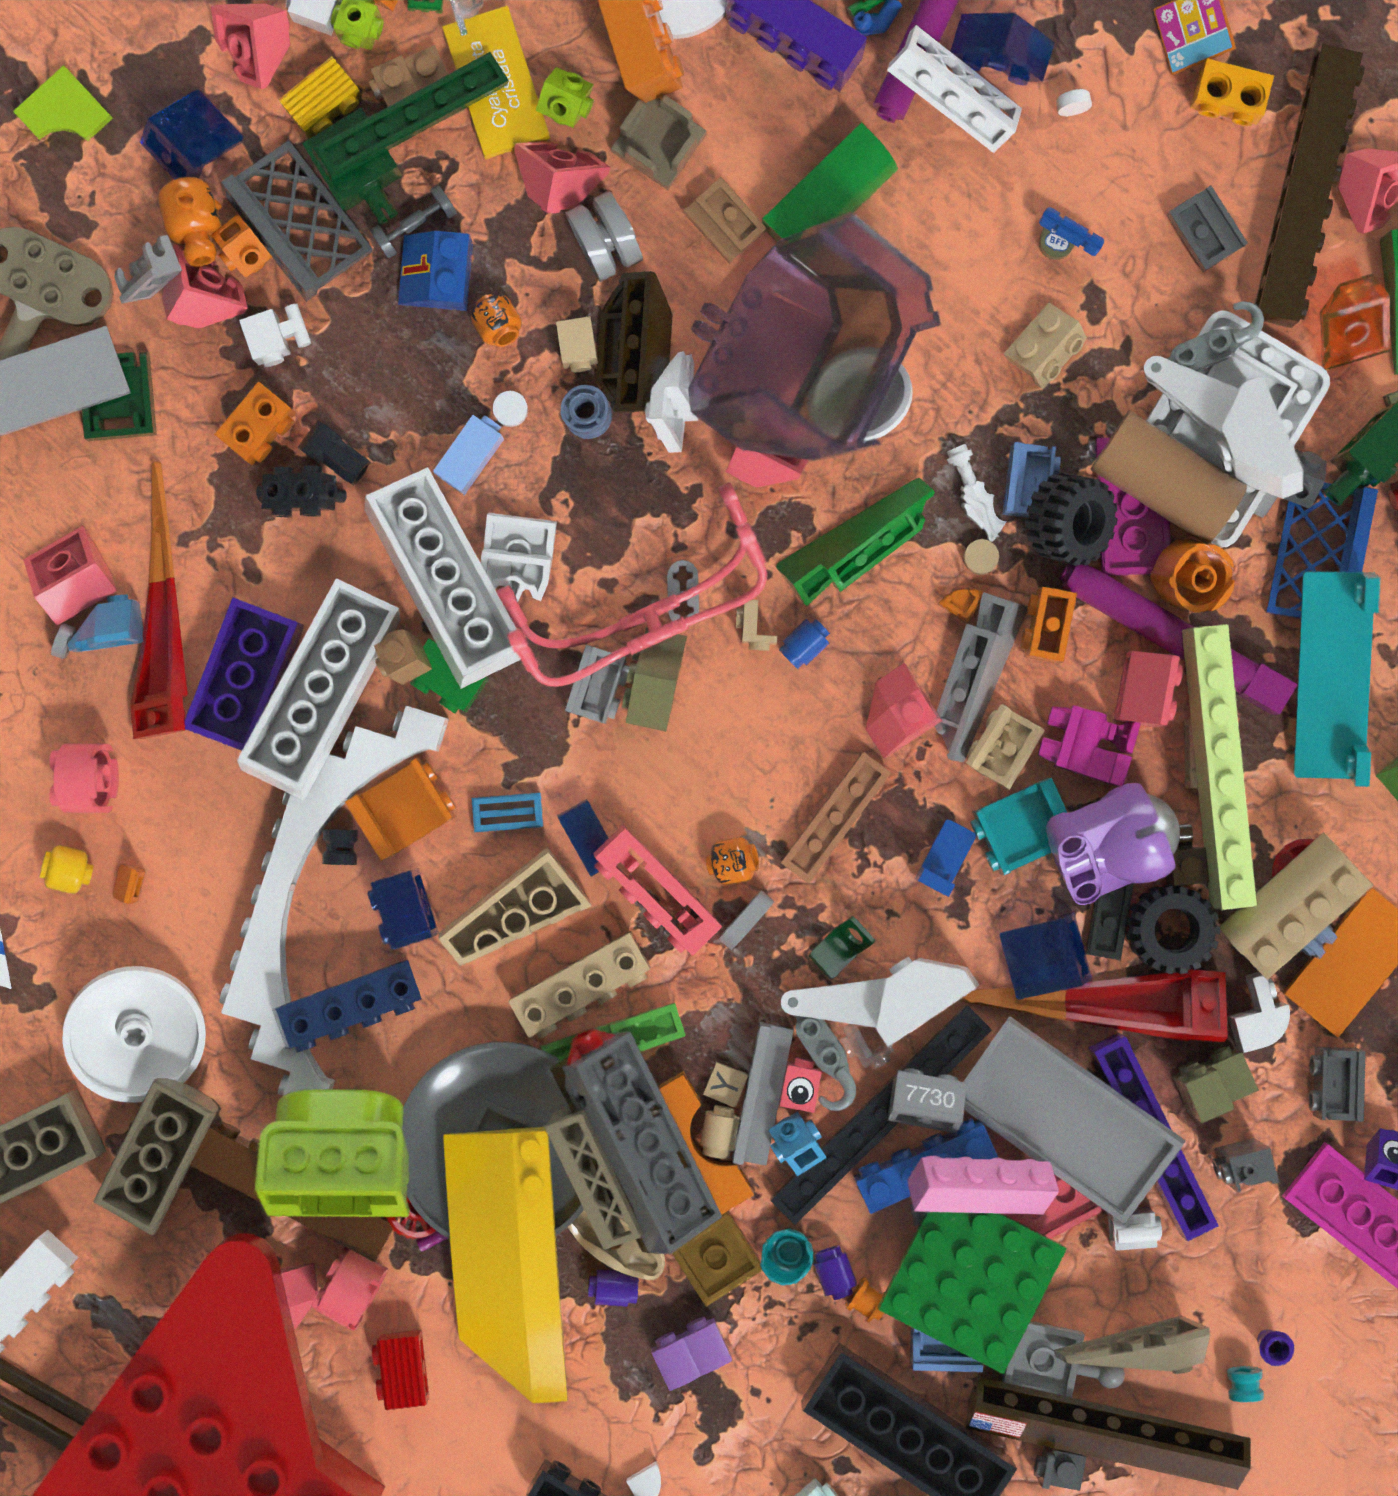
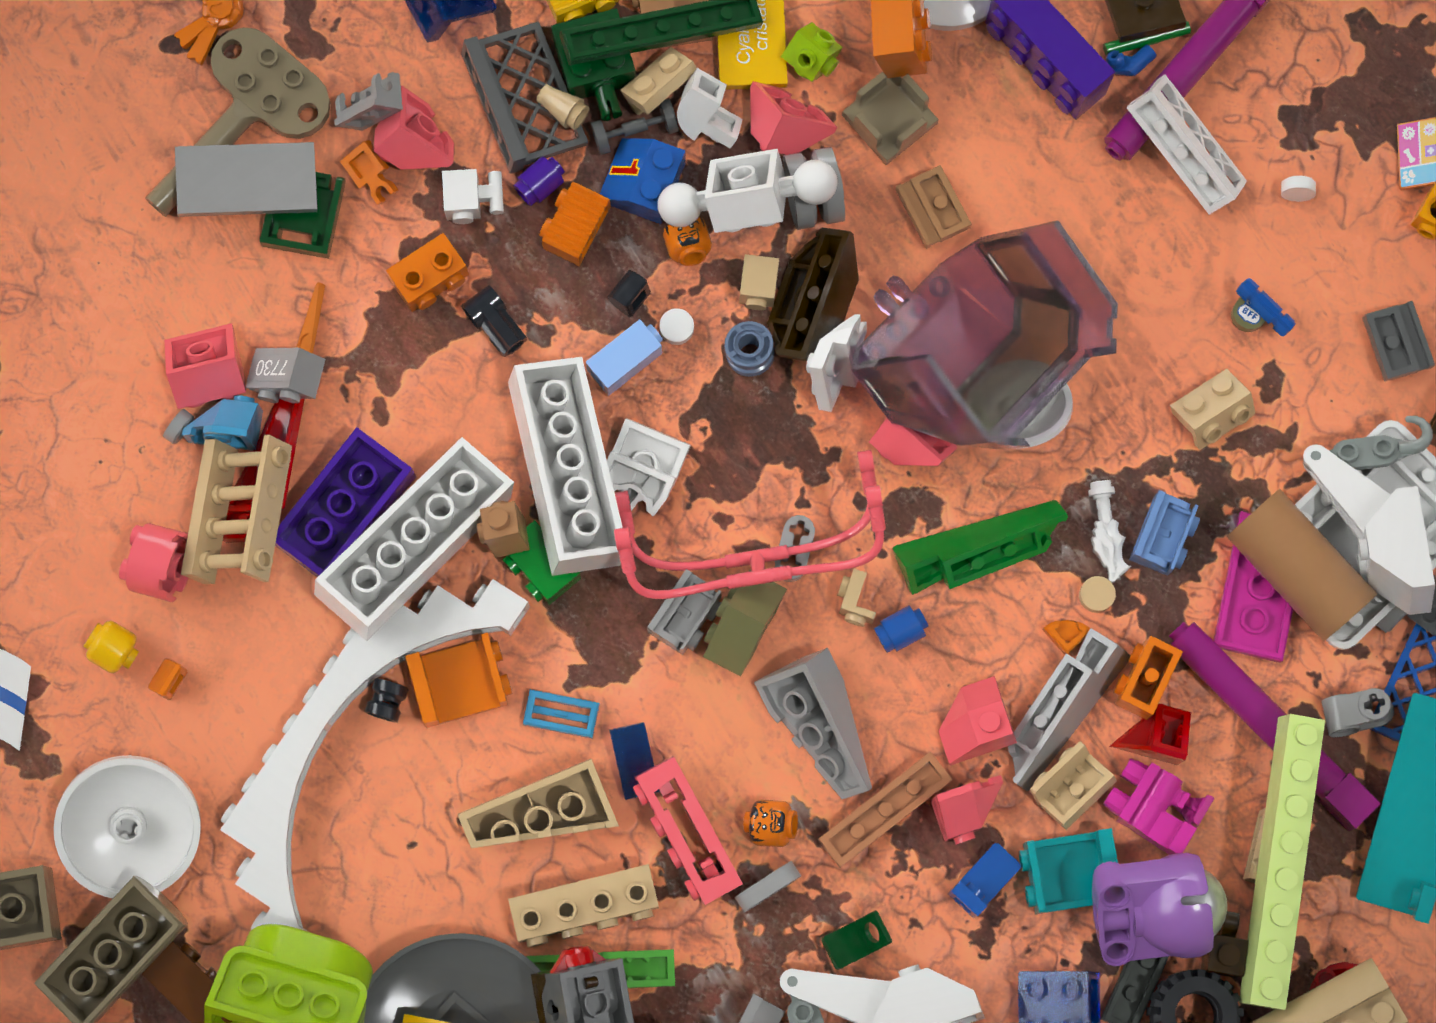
camera: 15 degrees right, 10 degrees down
(119, 716) = (211, 508): none -> tan fence
(148, 564) = (285, 374): none -> light grey brick
(167, 338) = (366, 169): none -> orange plate
(191, 218) = (425, 65): orange piece -> none
(240, 247) = (464, 105): orange brick -> none
(303, 492) = (450, 347): black brick -> none
(336, 301) = (539, 180): none -> dark purple brick
(339, 221) = (563, 106): none -> tan cone
(347, 1004) = (347, 856): dark blue brick -> none
(383, 334) = (574, 223): none -> orange brick
(403, 909) = (431, 776): clear blue brick -> none
(423, 169) = (658, 81): none -> tan bracket
(456, 389) = (629, 293): none -> black brick
(474, 188) = (701, 110): none -> white brick
(541, 261) = (747, 192): none -> white brick
(744, 740) = (817, 711): none -> light grey wedge
(834, 186) = (1063, 194): green brick -> none
(911, 797) = (965, 809): none -> coral slope
(1003, 44) = (1244, 114): clear blue brick -> none
(1071, 518) = (1196, 578): black tyre -> none
(1075, 677) = (1160, 736): none -> red slope
(1148, 689) = (1230, 766): coral slope -> none
(1193, 575) = (1303, 668): orange brick -> none
(1248, 606) = (1353, 713): none -> light grey piece

